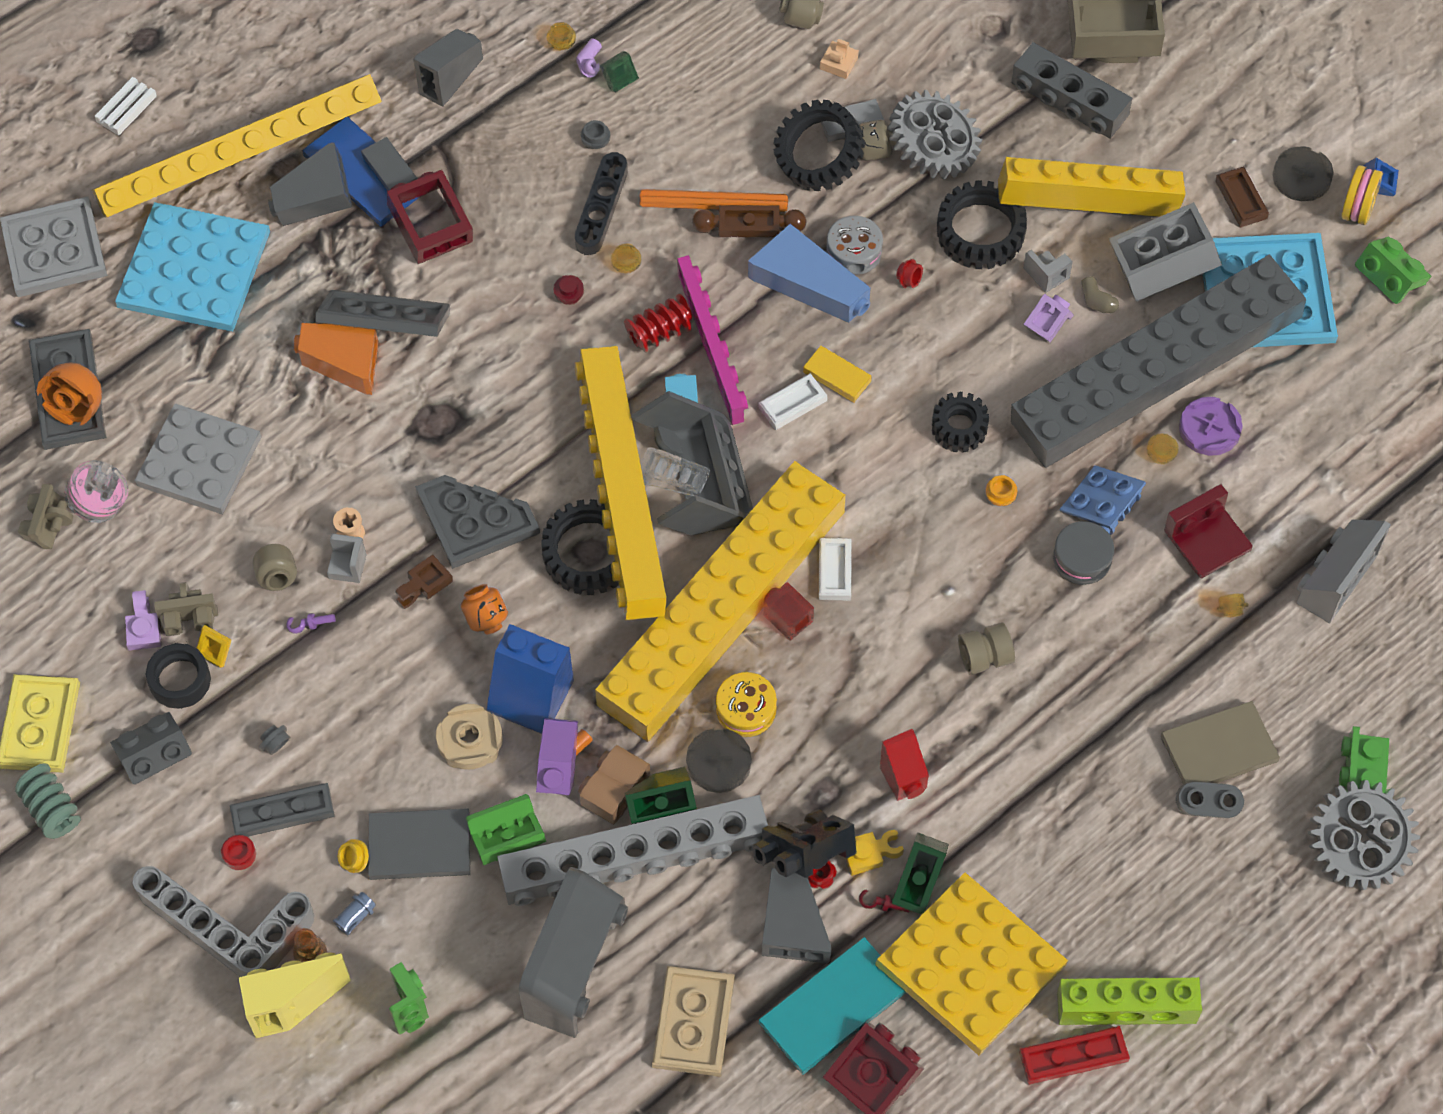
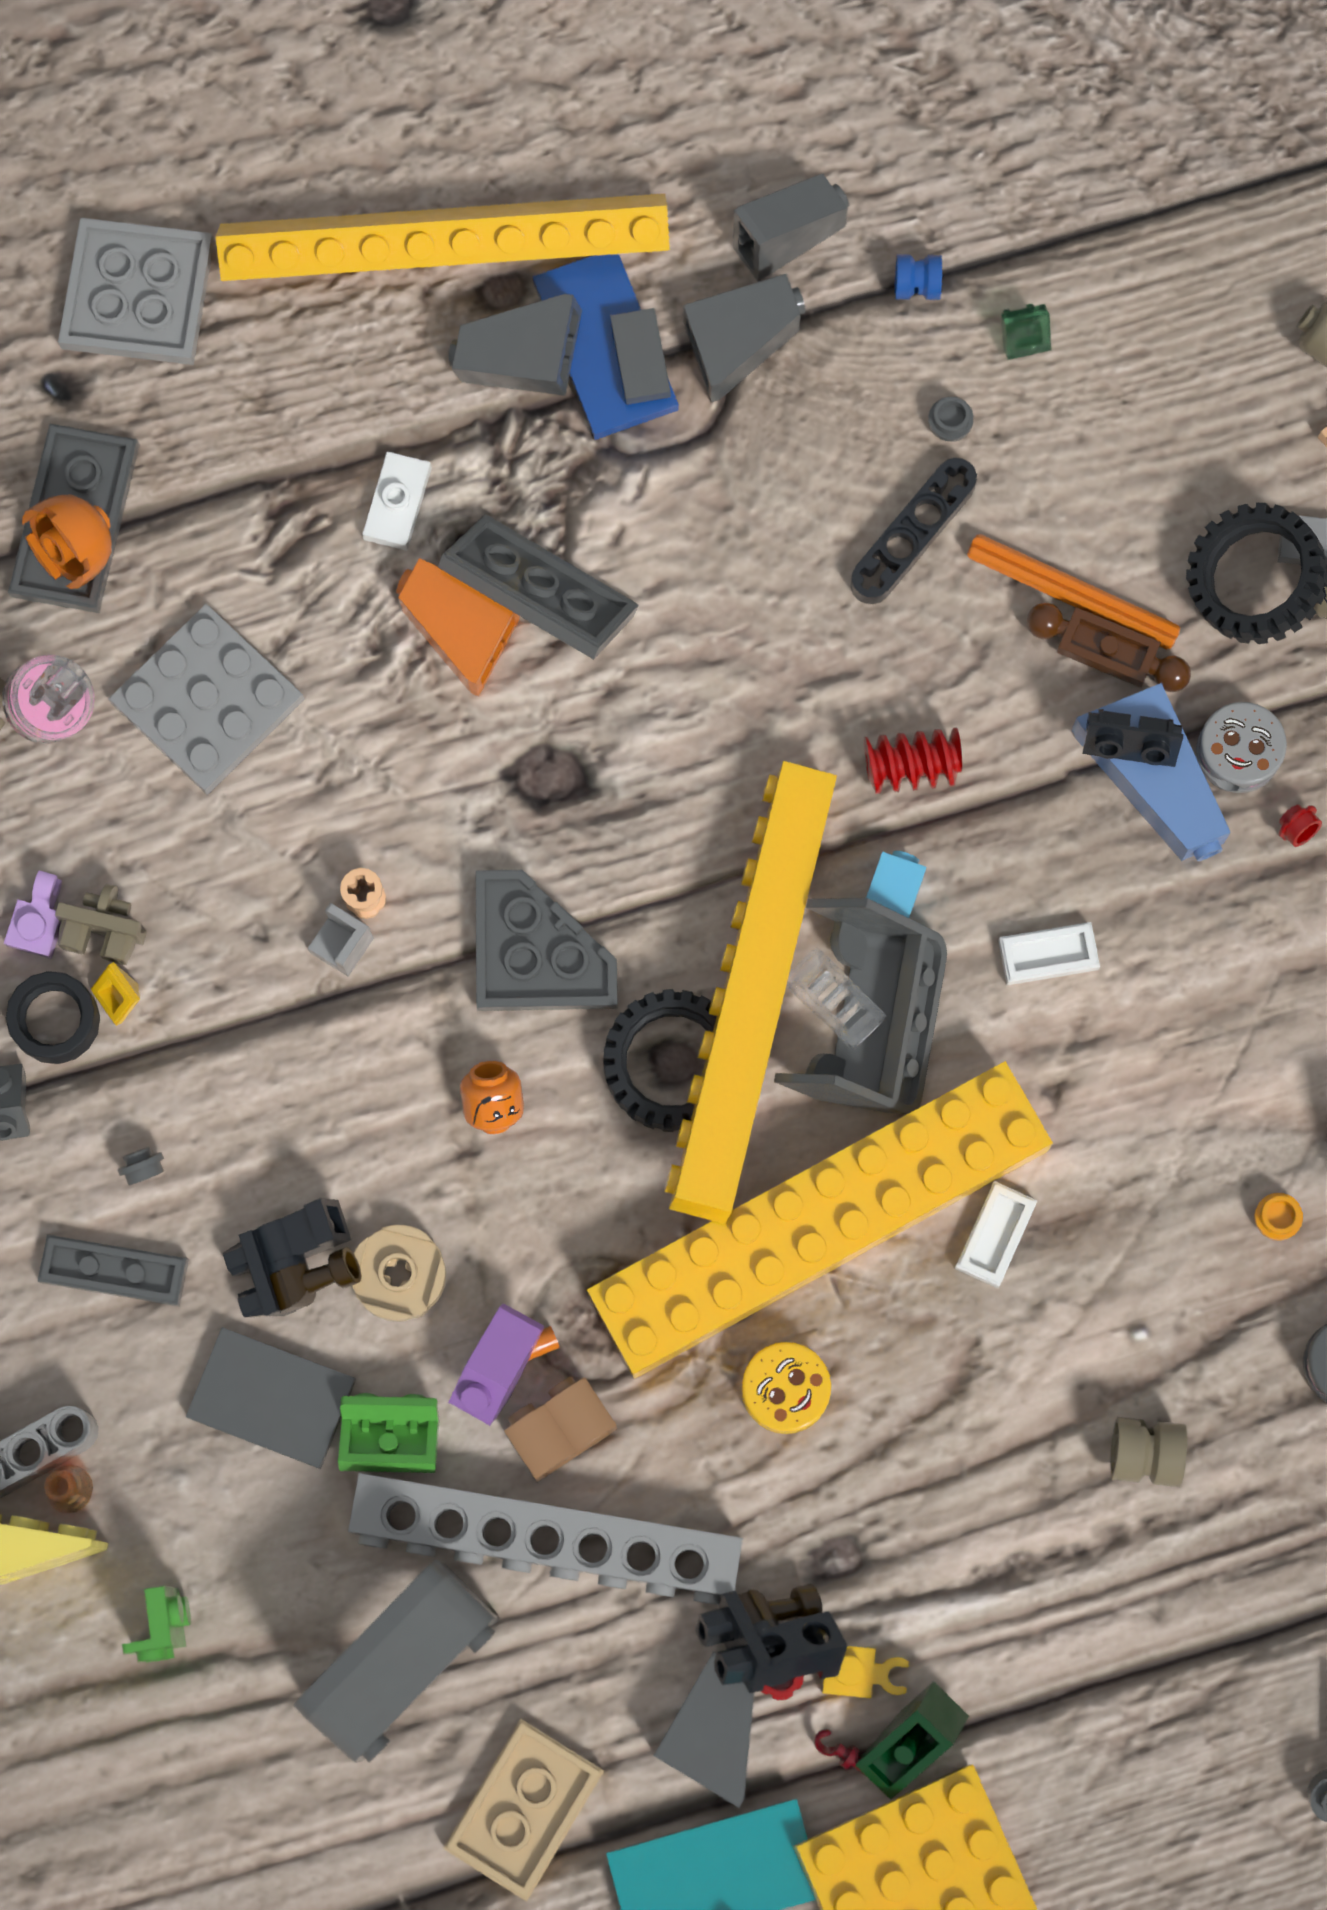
camera: 25 degrees right, 15 degrees up
(121, 104) = (340, 76): white tile -> none
(193, 266) = (314, 398): medium azure plate -> none
(238, 852) = (34, 1305): red tile -> none
(271, 303) = (397, 501): none -> white plate
(274, 567) = (240, 912): dark tan head -> none
(311, 621) = (259, 1009): medium lavender hand -> none
(353, 856) = (176, 1380): yellow plate -> none
(354, 913) = (147, 1462): sand blue pin -> none
(389, 754) = (279, 1264): none -> black hips
(425, 578) = (437, 1015): reddish brown plate -> none
(437, 242) = (666, 503): dark red window -> none
(444, 131) = (741, 330): none -> dark grey slope
(529, 678) = (505, 1235): blue slope -> none
(540, 66) = (918, 277): none -> blue wheel
(561, 36) = (968, 239): clear yellow plate -> none
(568, 289) = (811, 649): dark red plate -> none
(585, 59) = (988, 290): lavender arm -> none
(626, 258) = (911, 634): clear yellow plate -> none
(661, 796) = (612, 1480): dark green slope -> none
(716, 350) = (974, 831): dark pink plate -> none
(718, 760) = (716, 1450): clear smoke tile -> none
(787, 258) = (1153, 742): none -> black hinge
(788, 610) = (902, 1273): clear red brick -> none
(837, 374) = (1129, 937): yellow tile -> none
(904, 765) = (957, 1583): red slope -> none
(960, 437) = (1287, 1067): black tyre -> none

